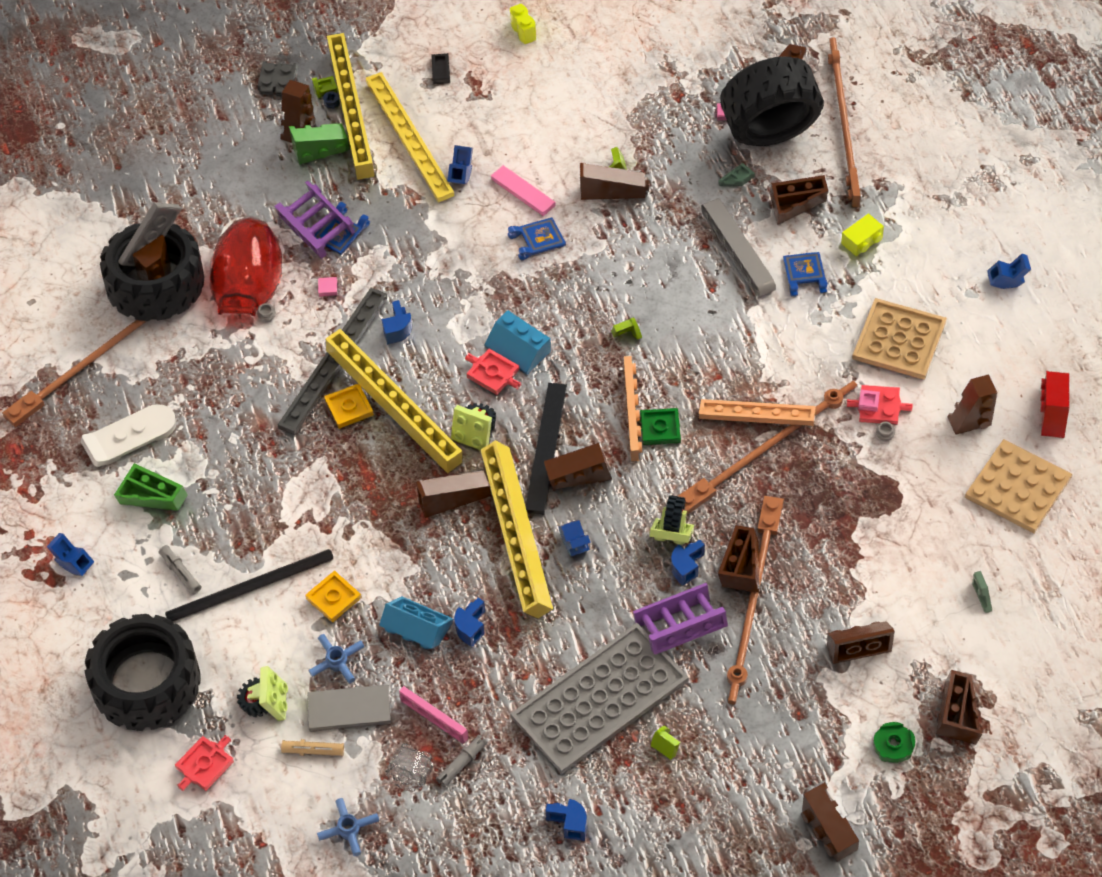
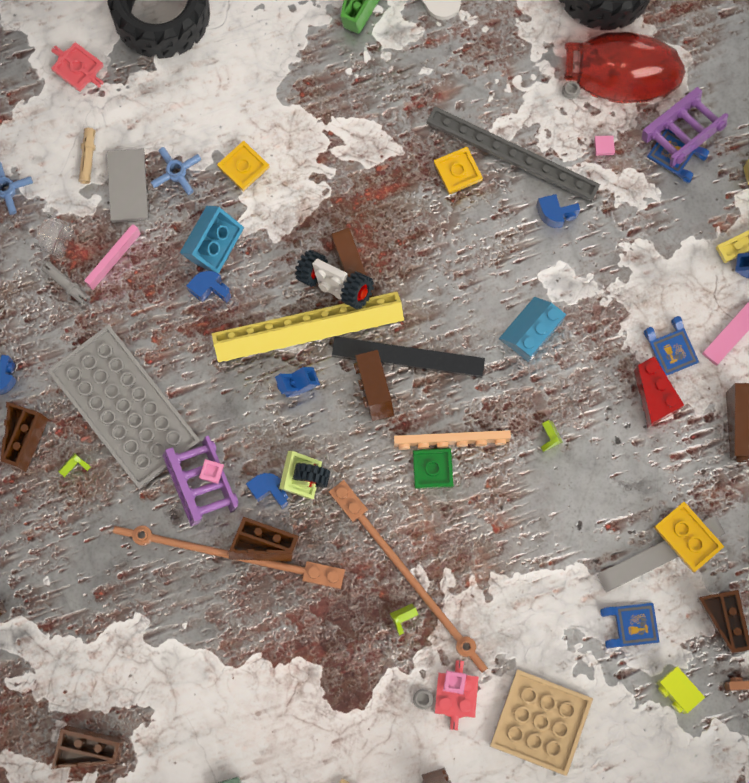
camera: 85 degrees right, 20 degrees up
(175, 563) = (283, 28): light grey pin -> none
(249, 585) = (260, 94): black axle -> none
(264, 695) = (136, 111): yellowish green plate -> none
(394, 400) = (455, 207): light yellow brick -> none
(469, 499) = (350, 290): none -> plate
(473, 425) = (431, 286): yellowish green plate -> none
(492, 371) = (498, 304): coral plate -> none
(583, 246) = (656, 392): none -> red wedge
(635, 788) = (21, 436): none -> reddish brown wedge
(671, 604) = (211, 471): none -> bright pink tile
(723, 219) = (688, 537): none -> yellow plate
(757, 412) = (443, 566): light nougat plate -> none
(807, 446) = (402, 615): none -> lime tile
(860, 642) = (168, 655): reddish brown slope -> none
(892, 753) = (51, 675): green plate -> none

